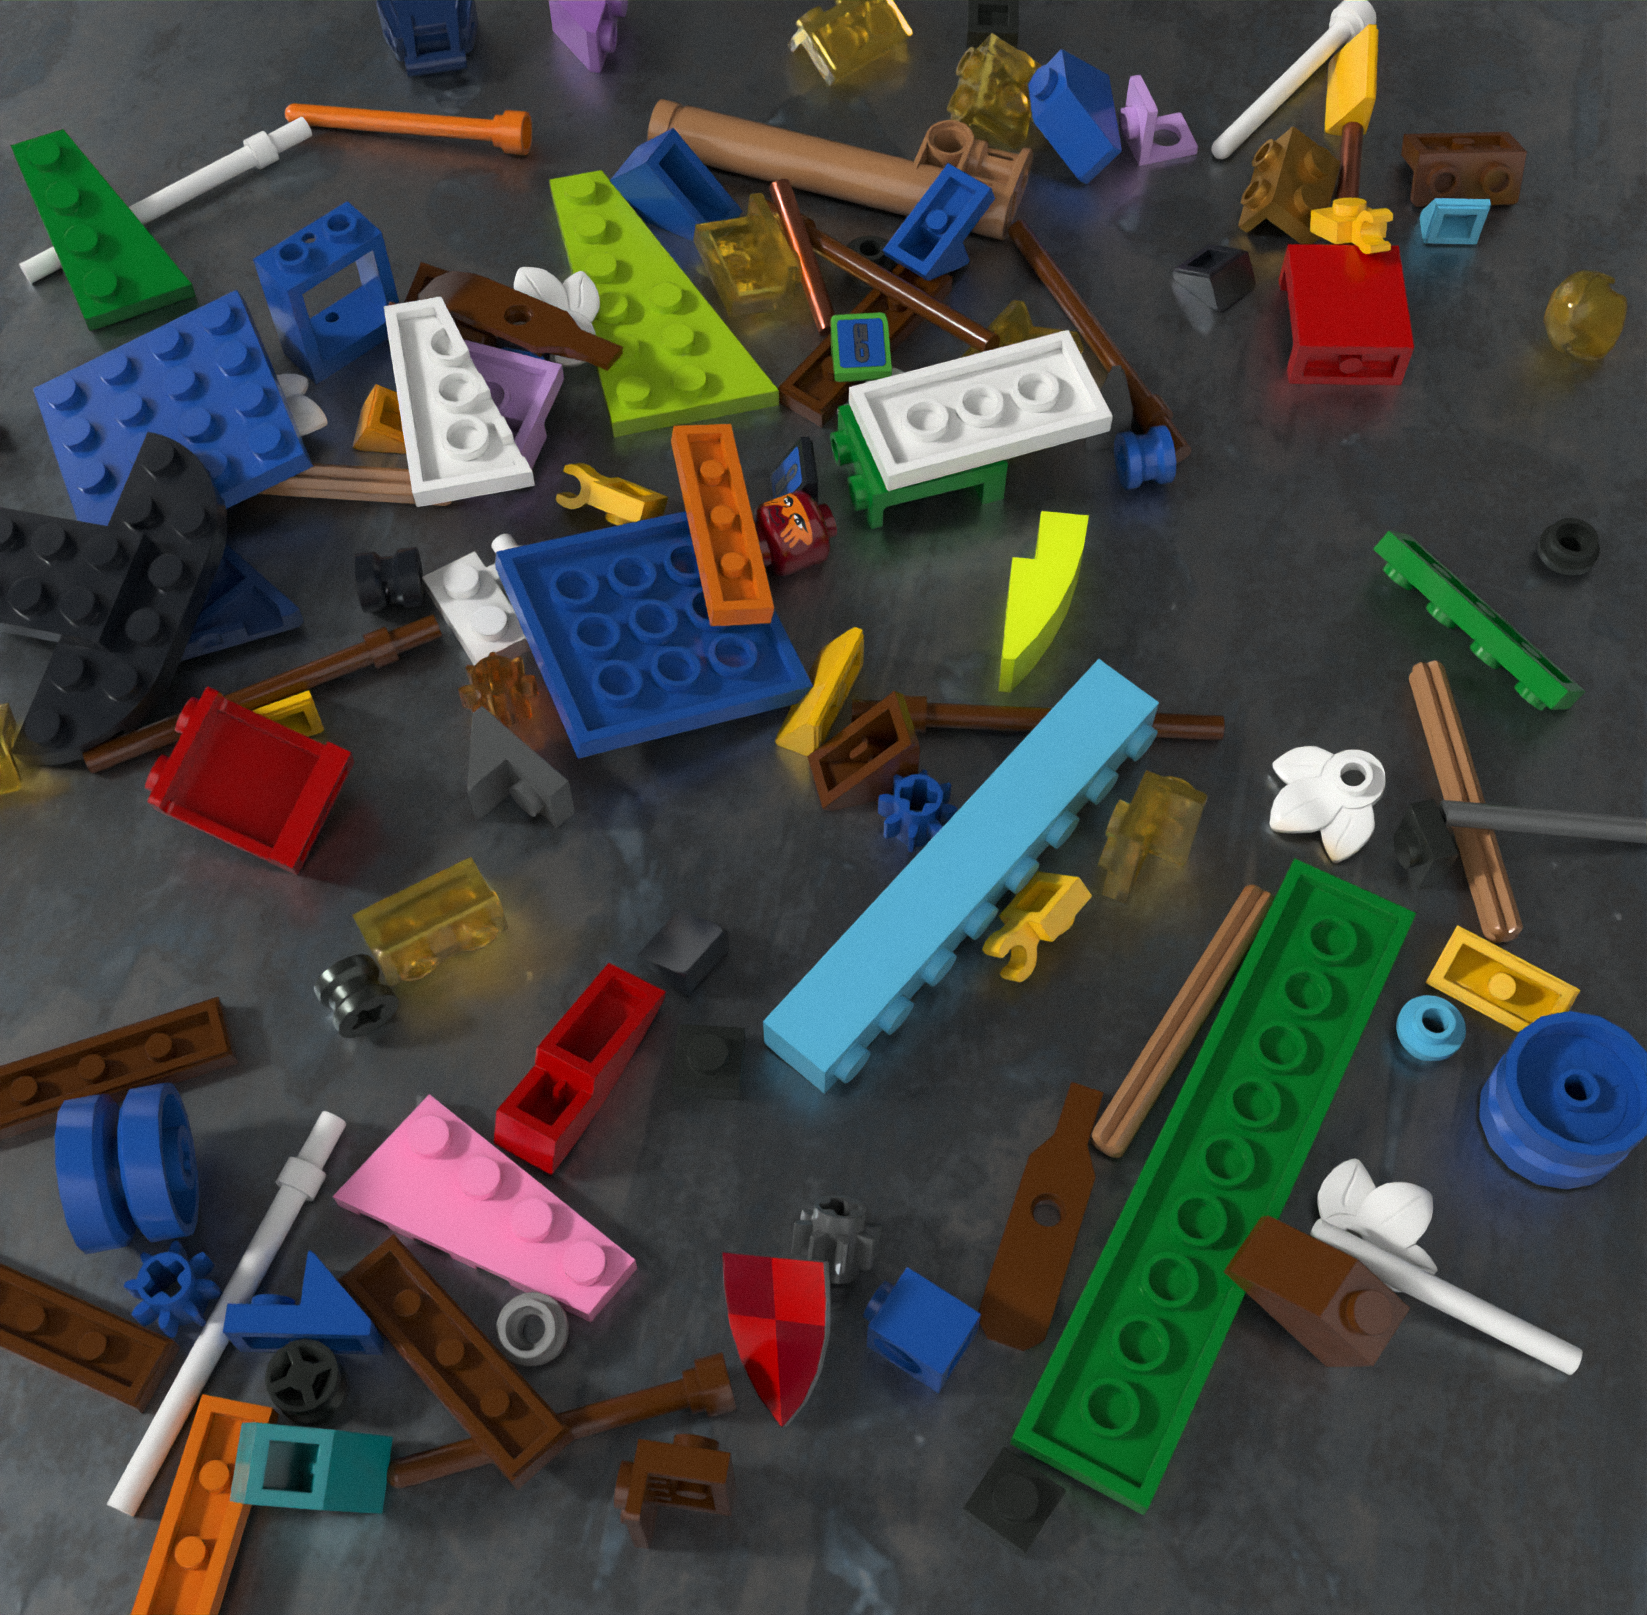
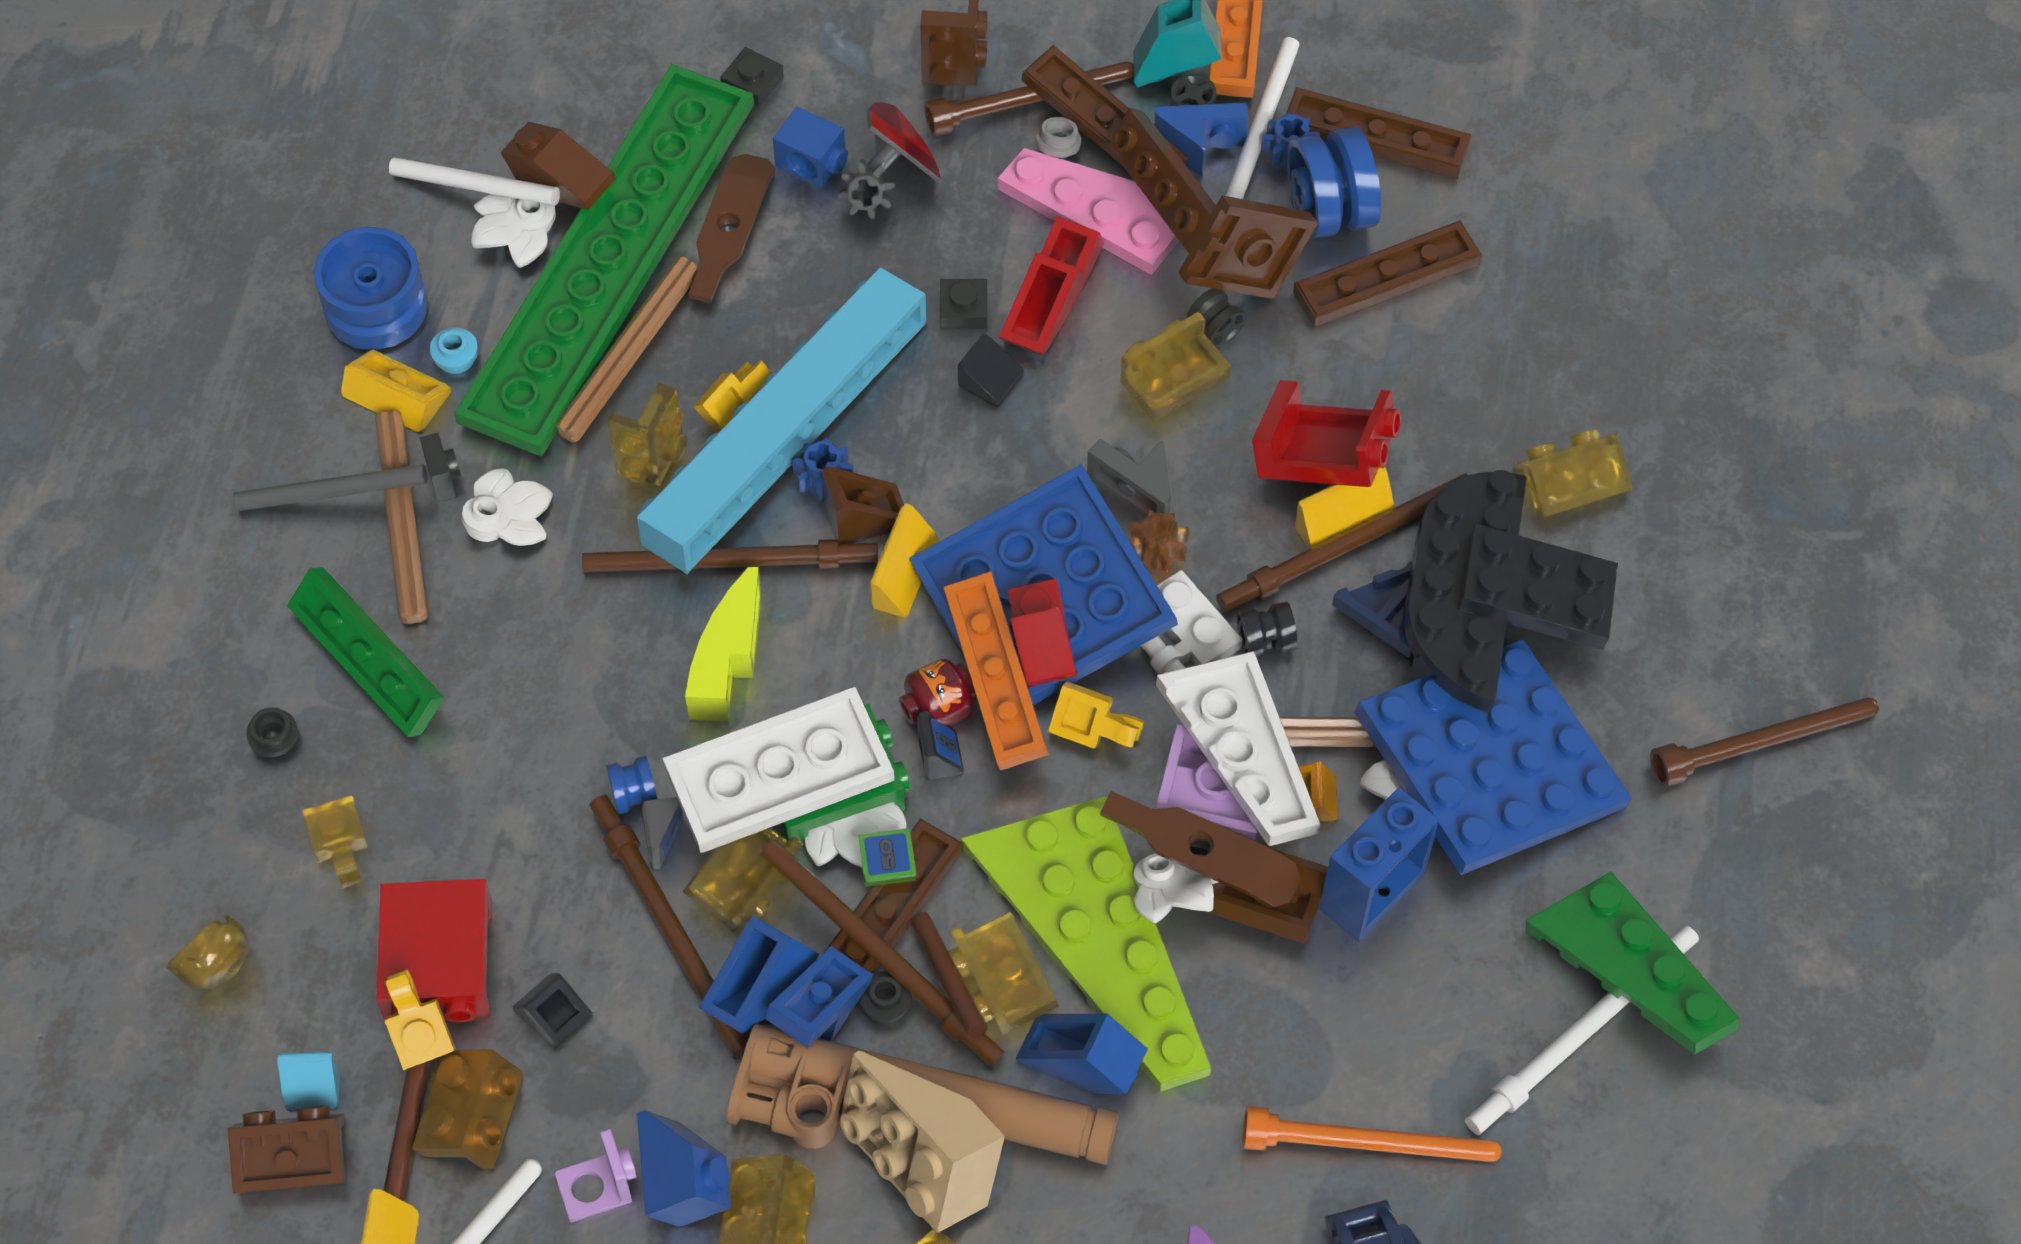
camera: 175 degrees right, 0 degrees up
(366, 1112) = (1229, 244): none -> reddish brown bracket
(661, 562) = (1042, 632): none -> red slope
(836, 93) = (922, 1139): none -> tan slope
(998, 258) = (755, 975): none -> blue slope
(1468, 443) = (336, 834): none -> clear yellow plate

